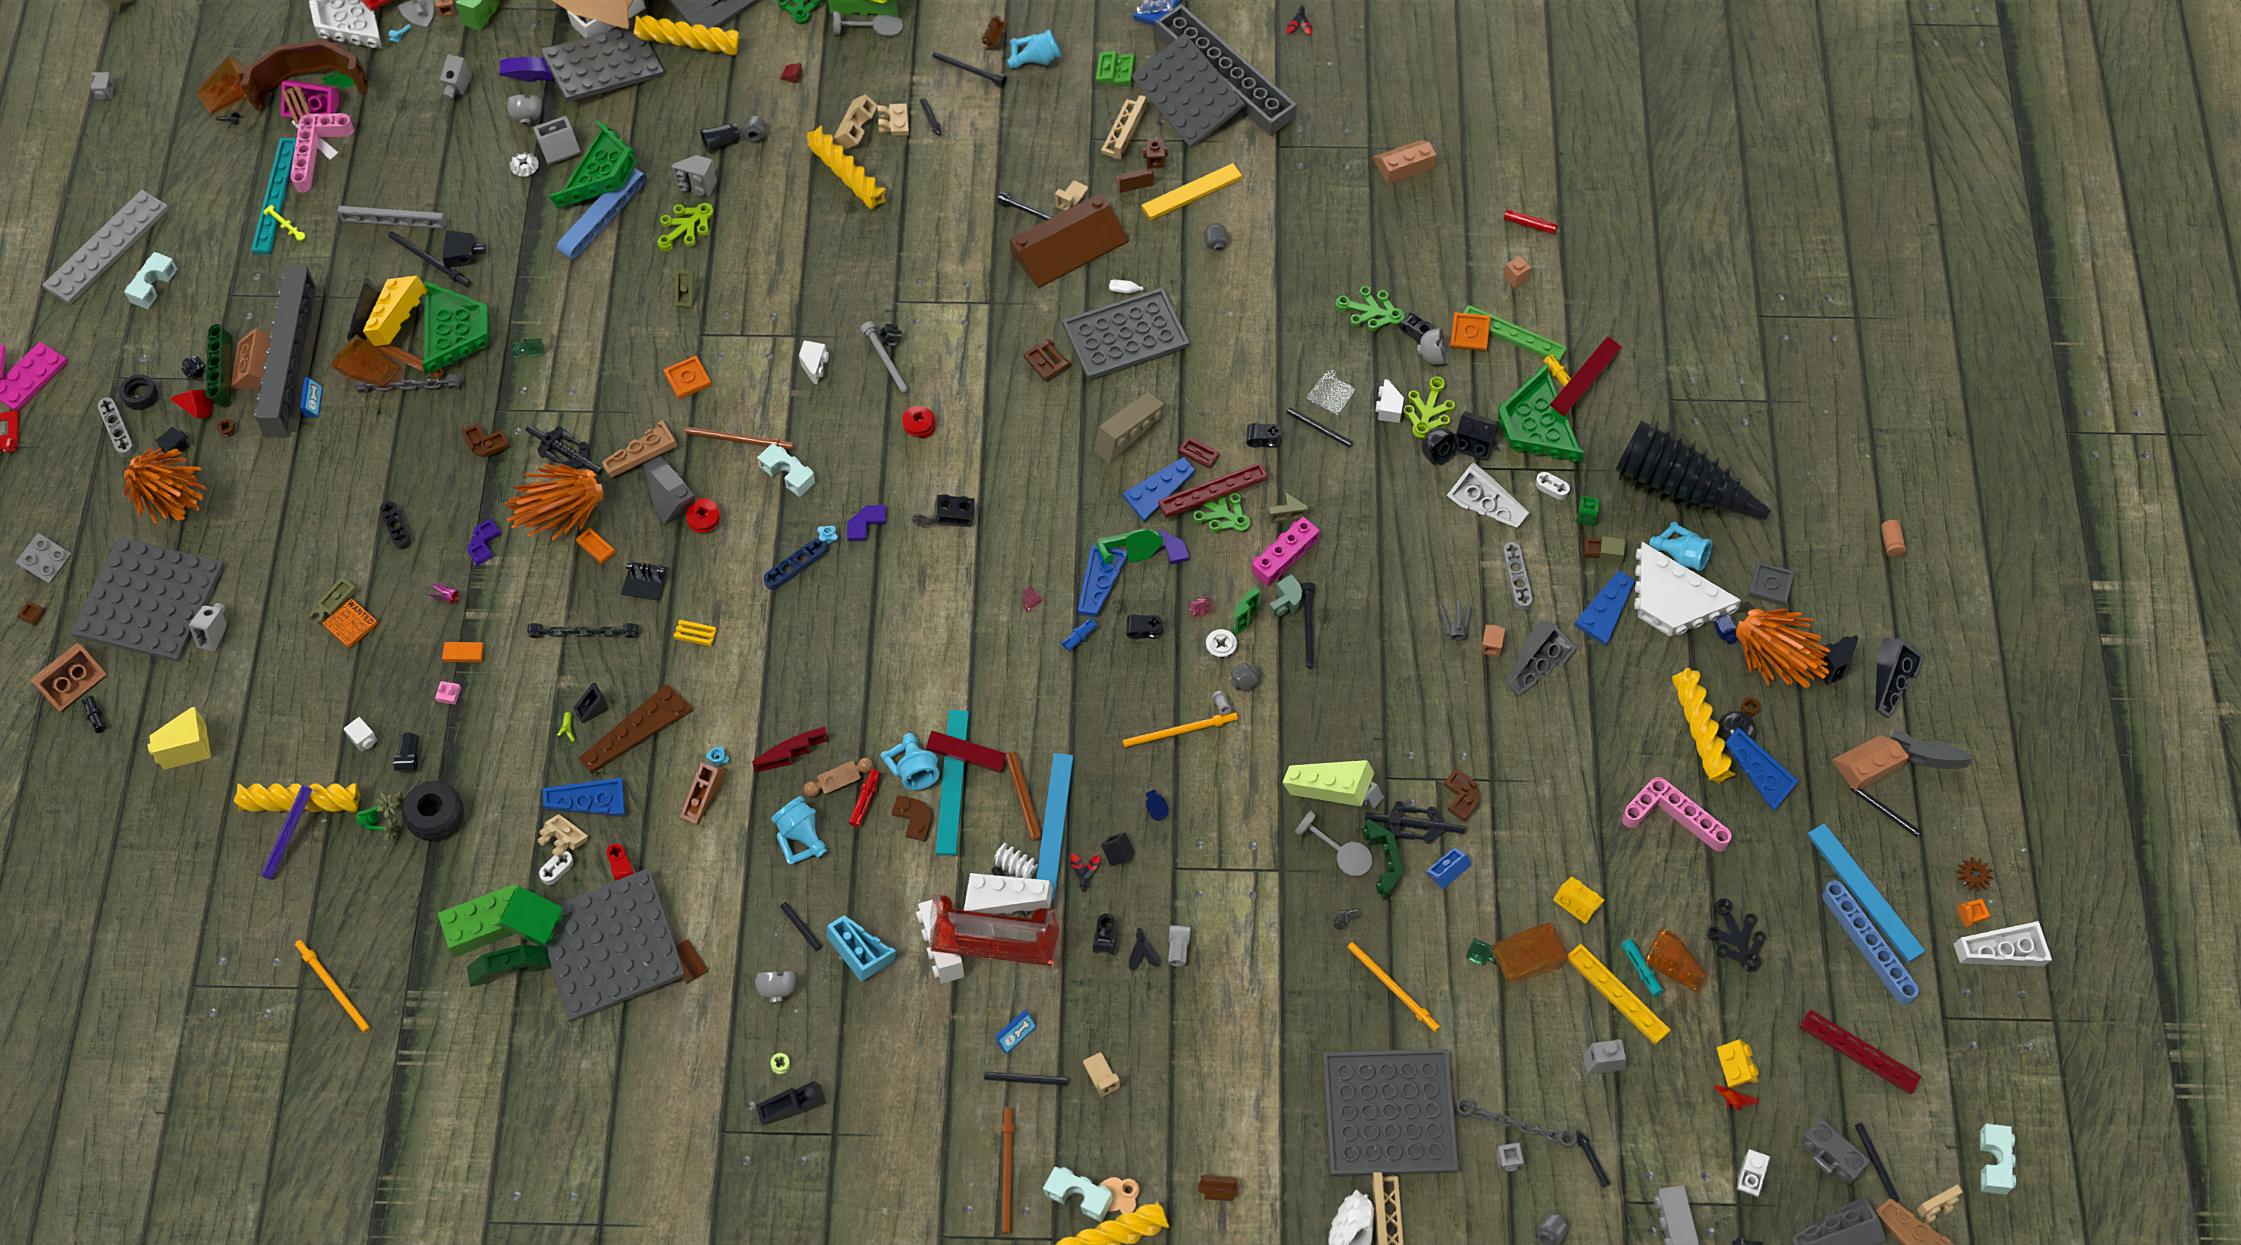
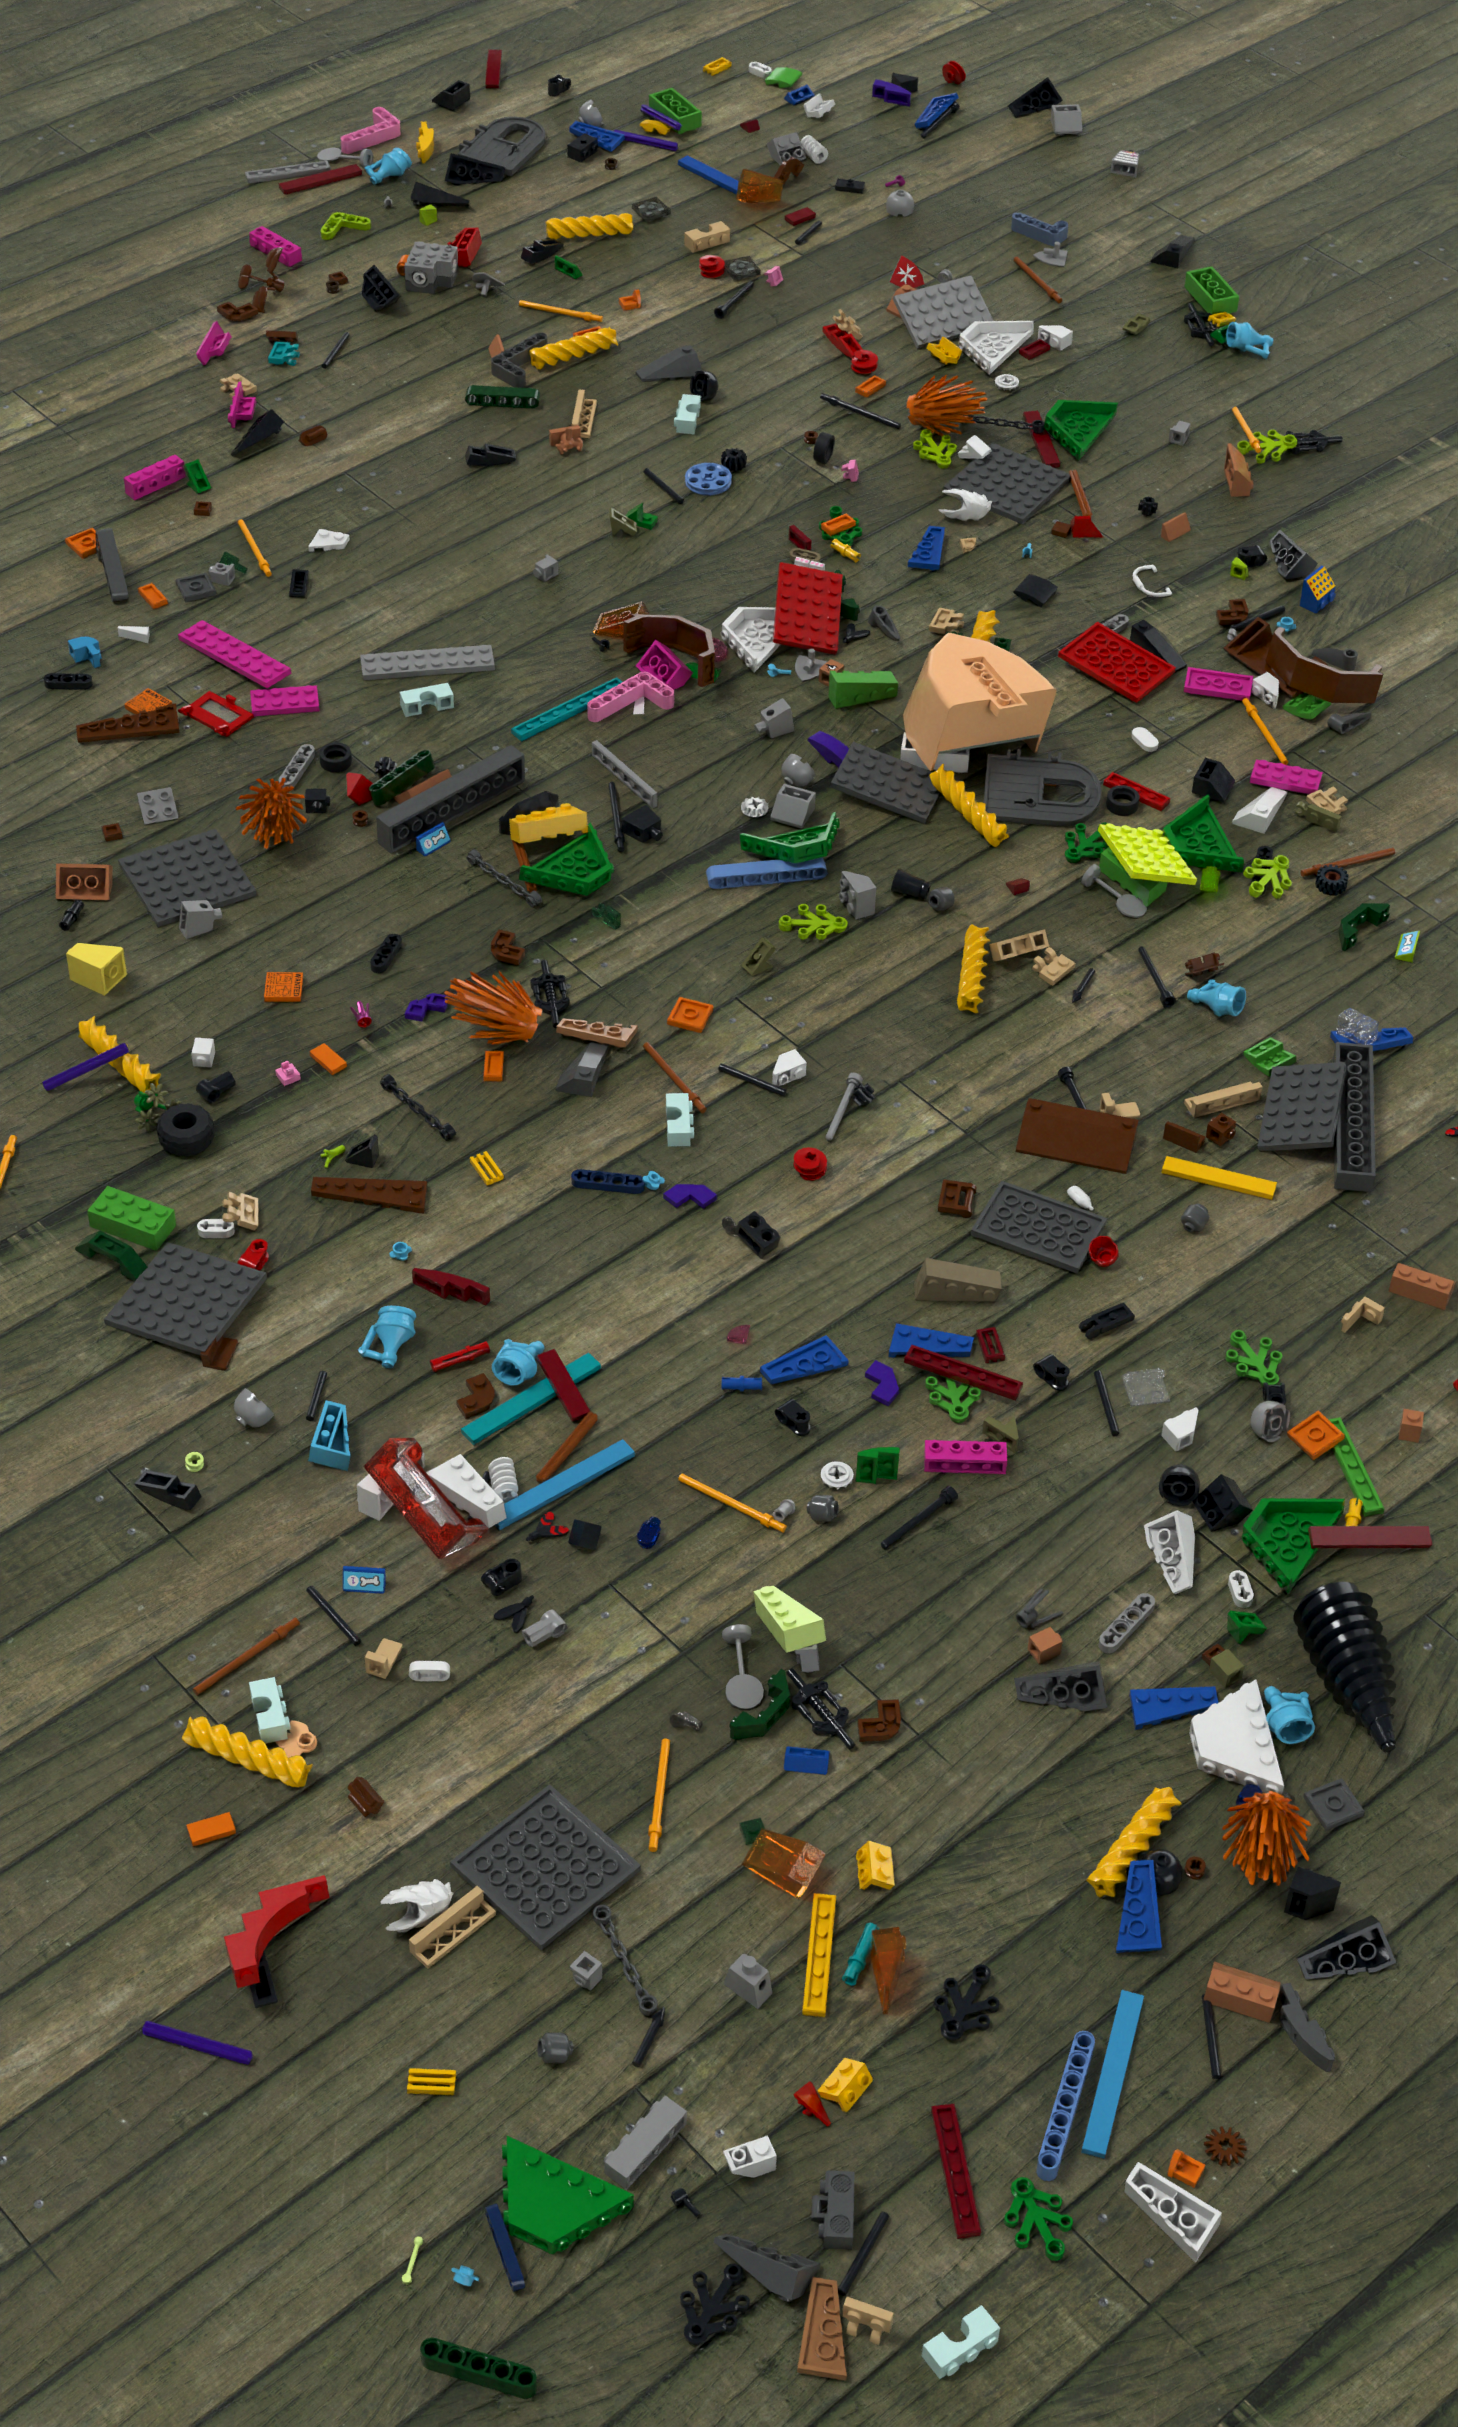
camera: 45 degrees right, 15 degrees down
(298, 107) = (648, 663): medium nougat tile -> none
(300, 236) = (553, 743): neon yellow piece -> none
(333, 600) = (297, 963): olive plate -> none
(364, 363) = (490, 841): clear orange slope -> none
(530, 916) = (155, 1232): green brick -> none
(592, 797) = (290, 1206): blue wing -> none
(644, 580) = (496, 1110): black hinge -> none
(702, 791) = (364, 1260): dark orange slope -> none
(703, 515) = (585, 1102): red piece -> none
(794, 391) = (751, 1079): none -> black bar
(838, 777) = (459, 1329): medium nougat plate -> none
(1139, 545) = (859, 1359): green piece -> none
(1143, 1053) = (429, 1671): none -> white beam
(1191, 315) = (1103, 1251): none -> red hair
(1199, 605) = (853, 1437): clear pink bush -> none
(1250, 364) = (1107, 1320): none -> black hinge
(1289, 596) = (925, 1489): sand green brick -> none
(1396, 209) = (1366, 1308): none -> tan bracket
(1428, 410) = (1237, 1449): lime plant -> none
(1677, 811) = (1026, 1856): bright pink beam -> none
(1936, 1032) = (1038, 2216): none -> green plant

